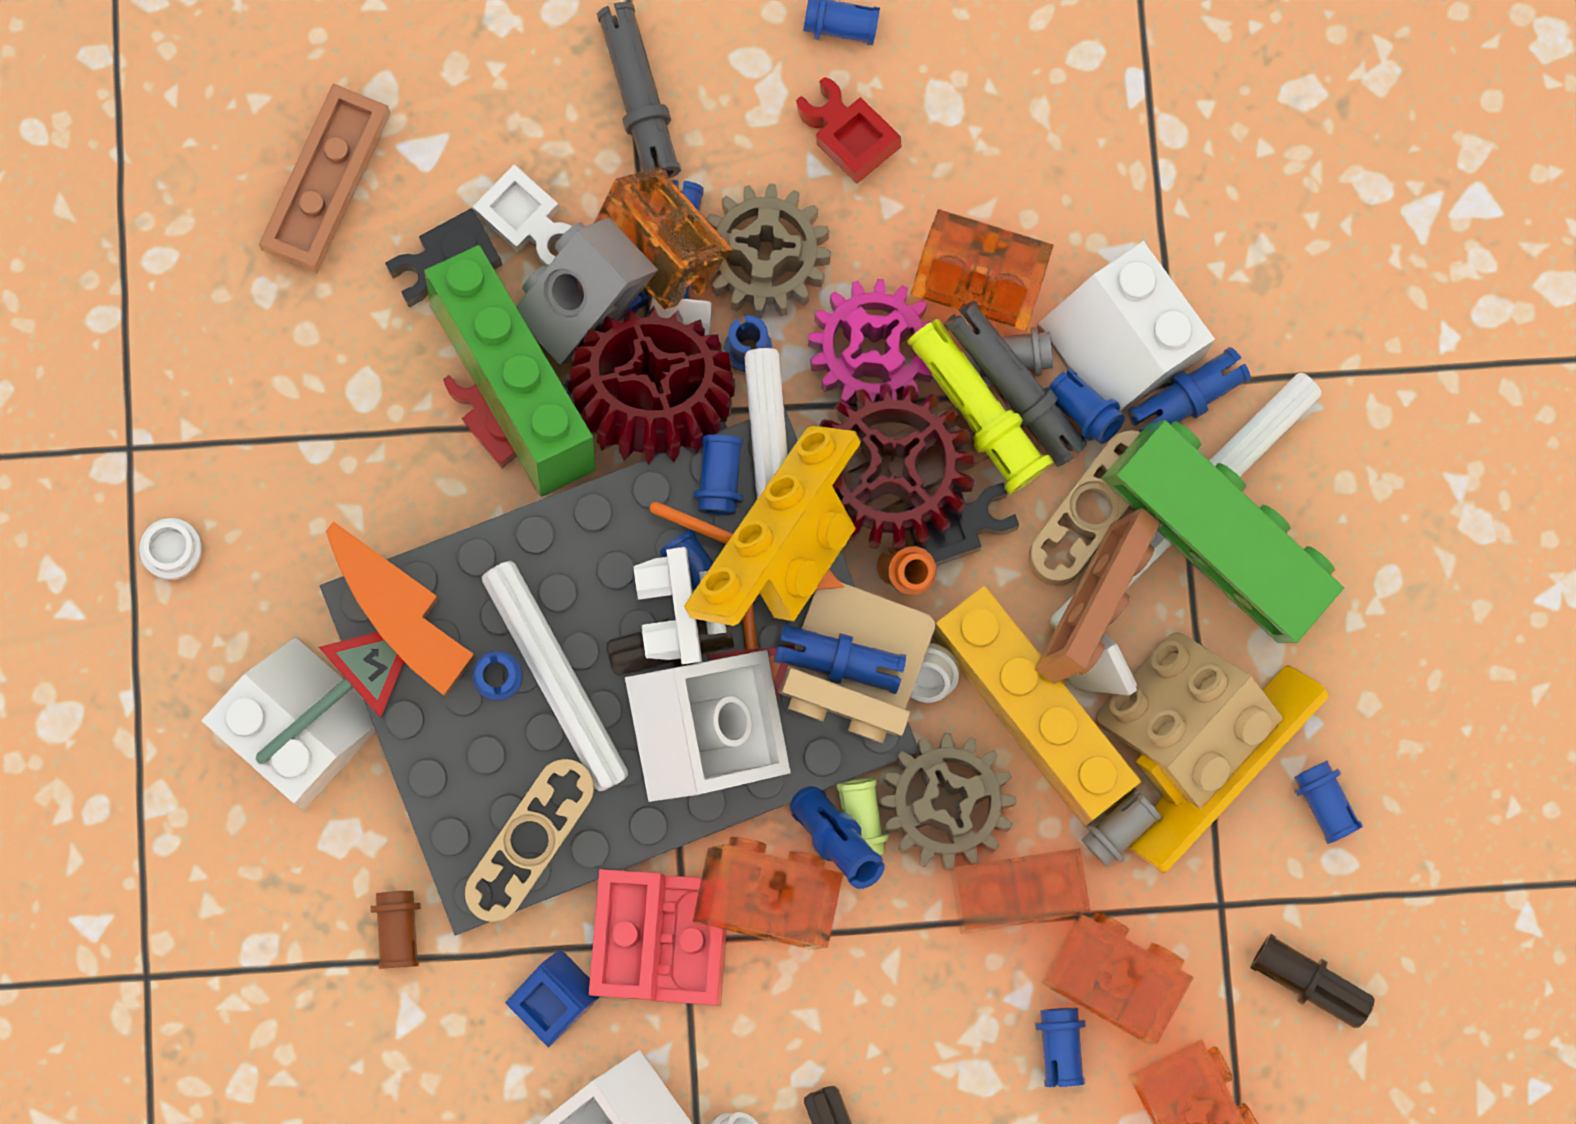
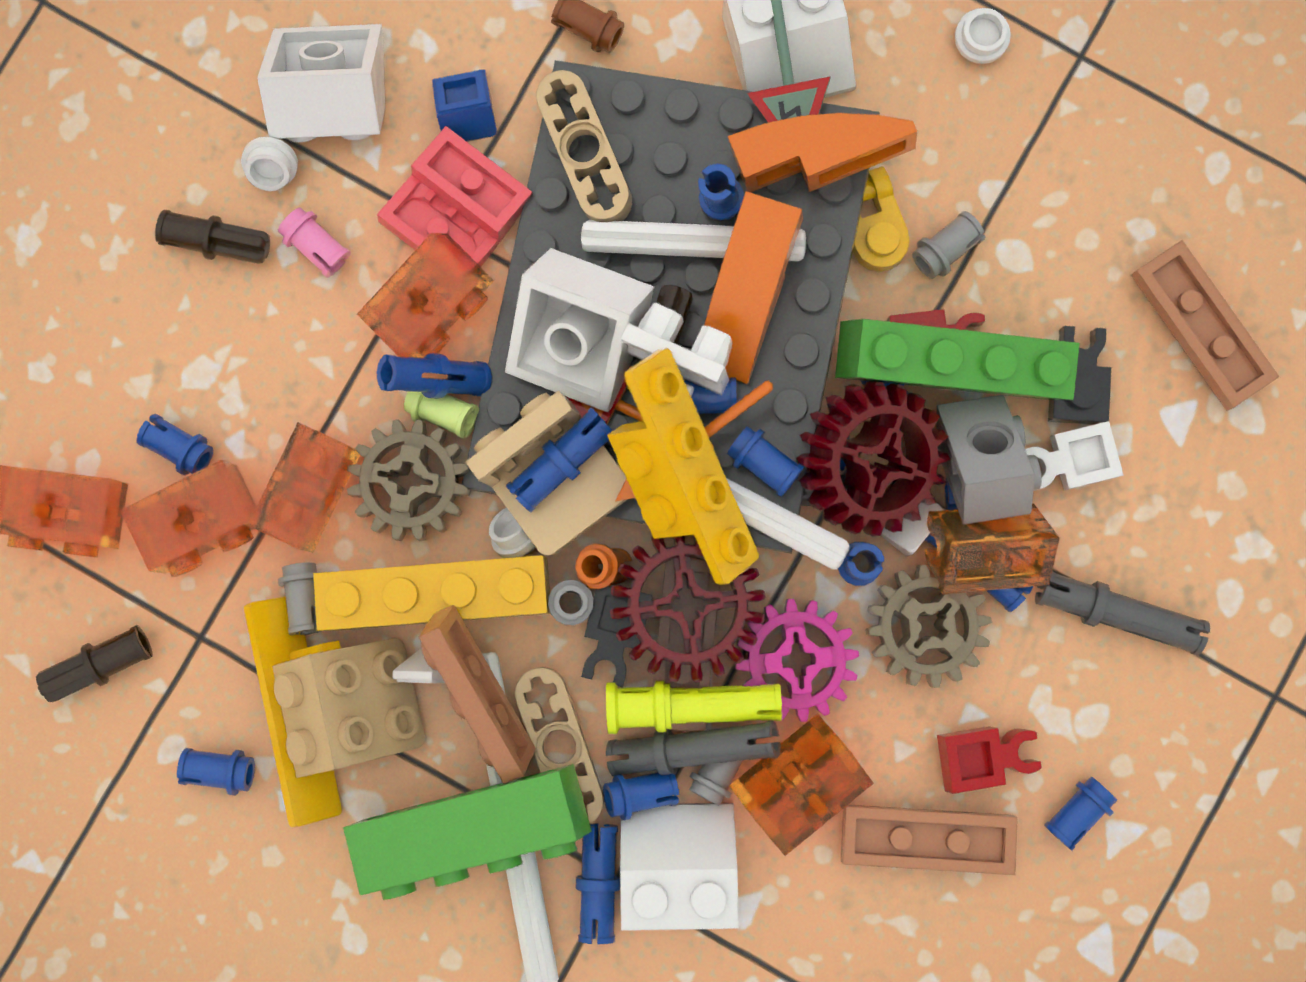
camera: 130 degrees right, 5 degrees up
(398, 452) = (948, 245): none -> light grey pin
(423, 519) = (881, 237): none -> yellow plate
(564, 590) = (752, 278): none -> orange slope
(782, 1049) = (313, 241): none -> bright pink pin
(953, 133) = (929, 839): none -> nougat plate
(953, 564) = (574, 587): none -> light grey pin

